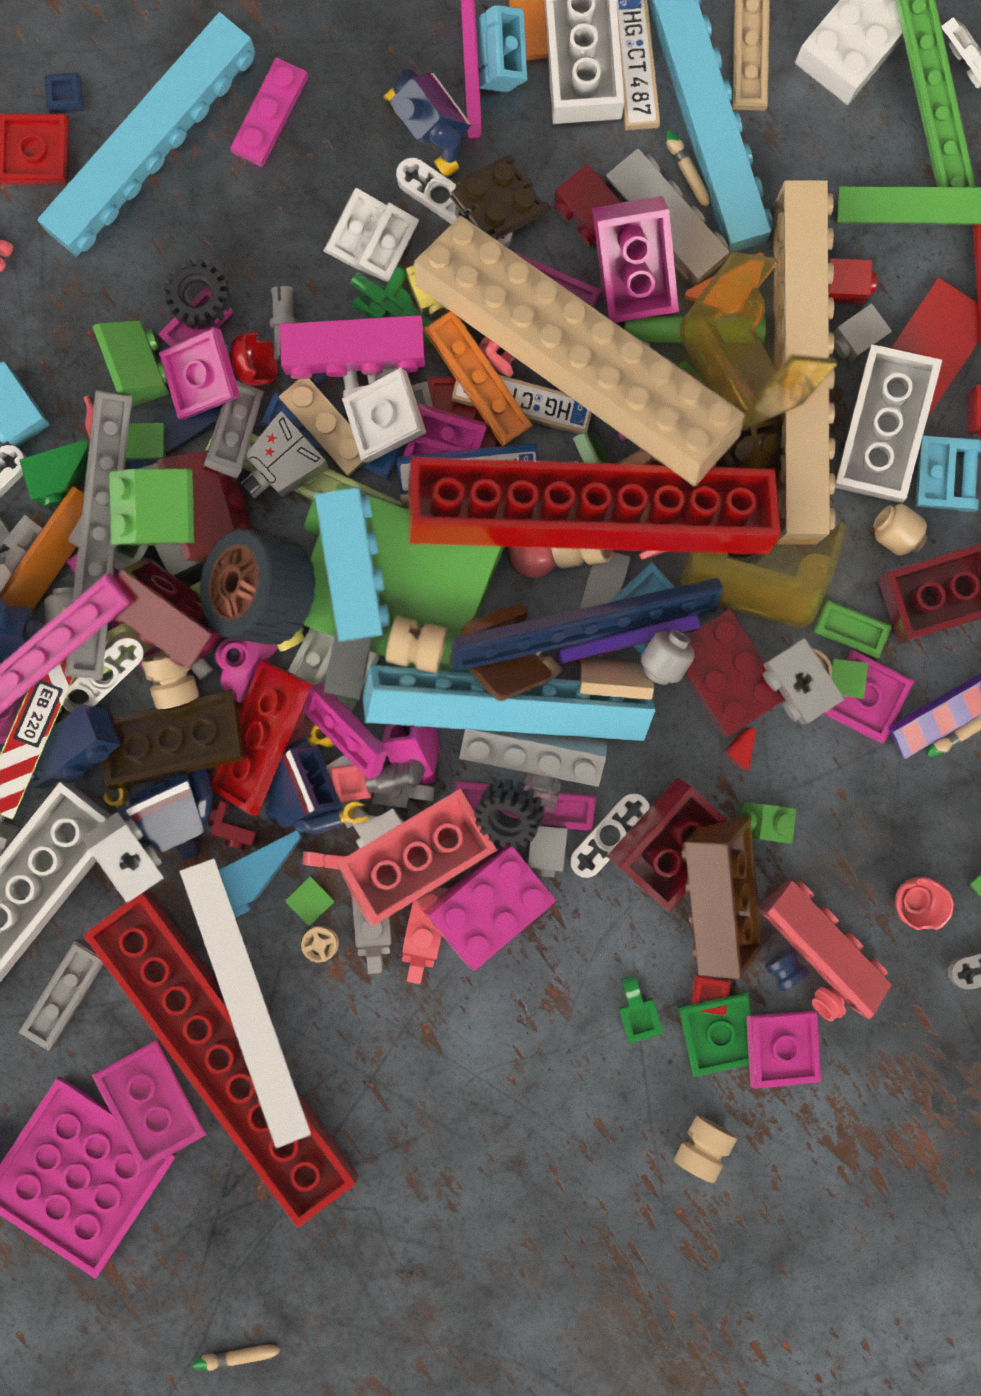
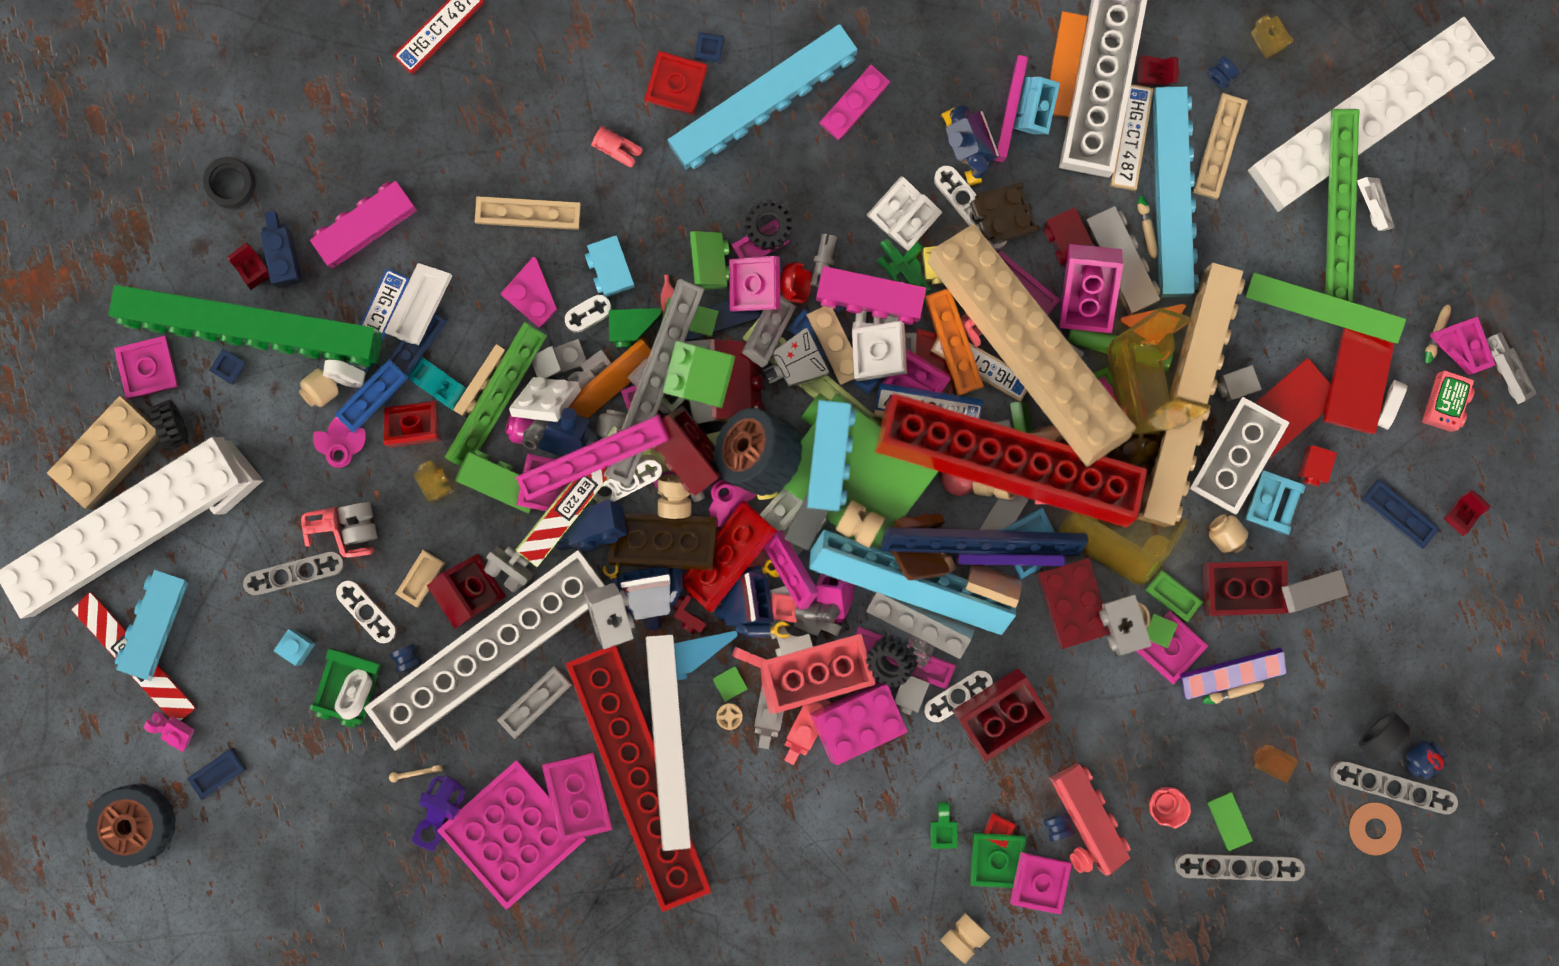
camera: 10 degrees right, 0 degrees up
(667, 657) = (1034, 580): light grey head -> none
(723, 897) = (1027, 762): slope -> none
(741, 748) = (1070, 659): red slope -> none
(770, 821) = (1073, 718): bright green bracket -> none
(852, 281) = (1243, 344): red brick -> none

